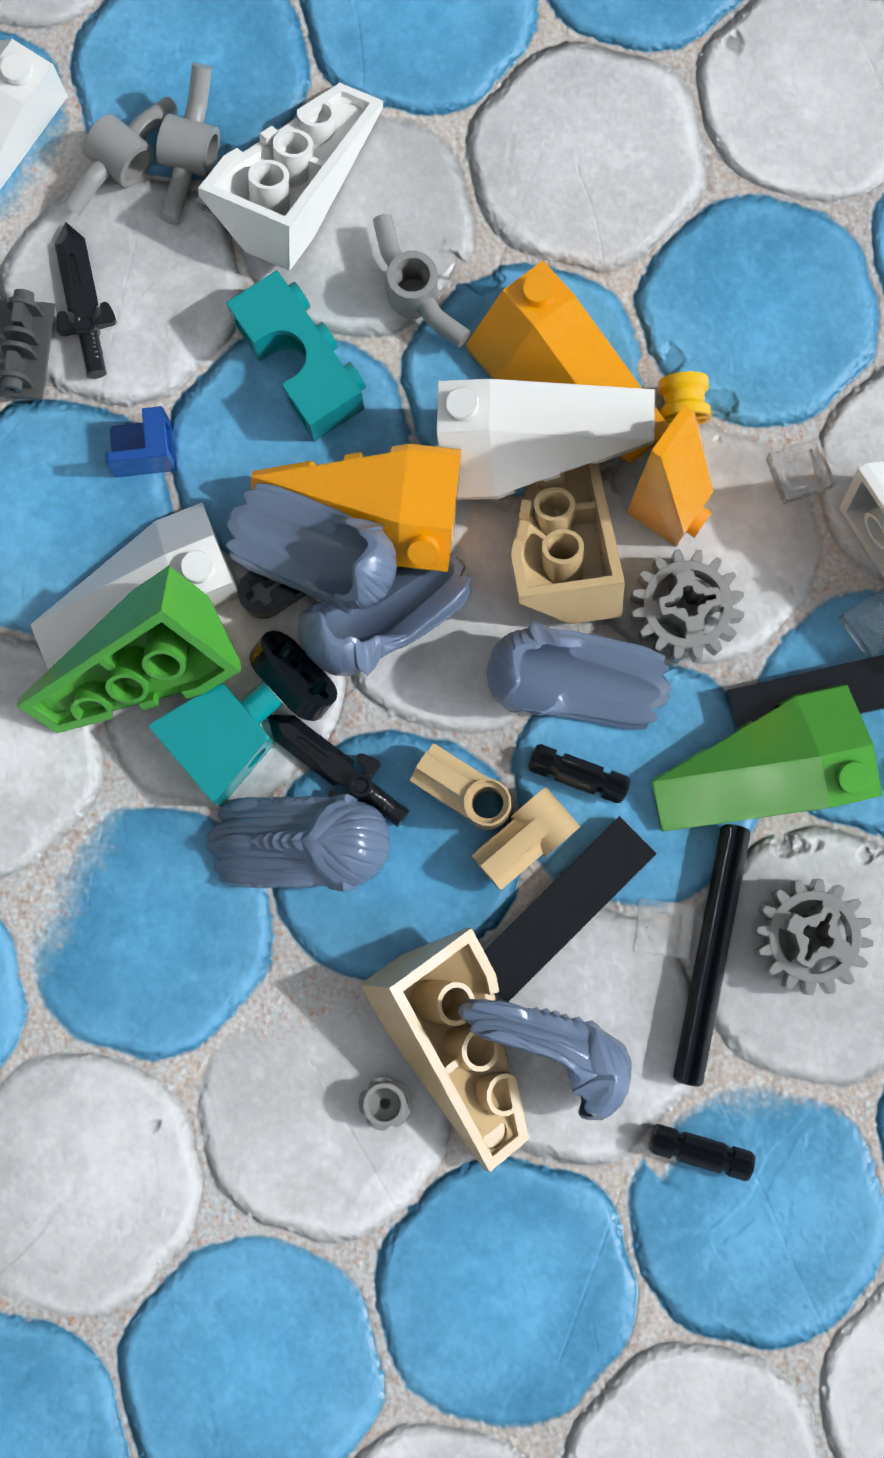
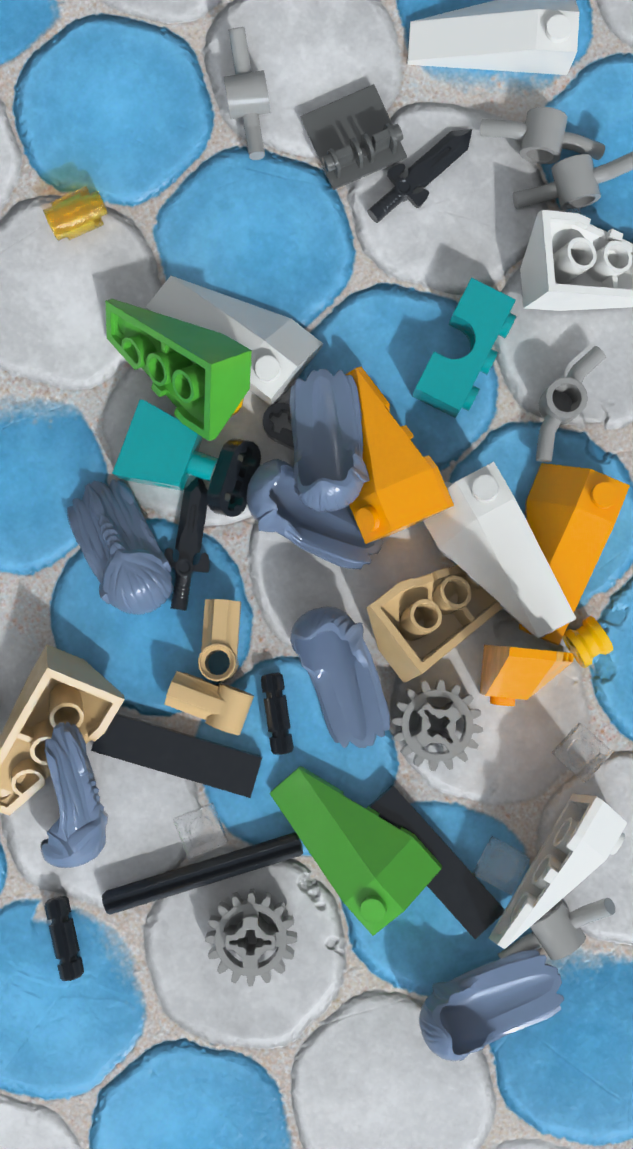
camera: 60 degrees right, 5 degrees up
(142, 446) = (339, 278): blue panel -> none

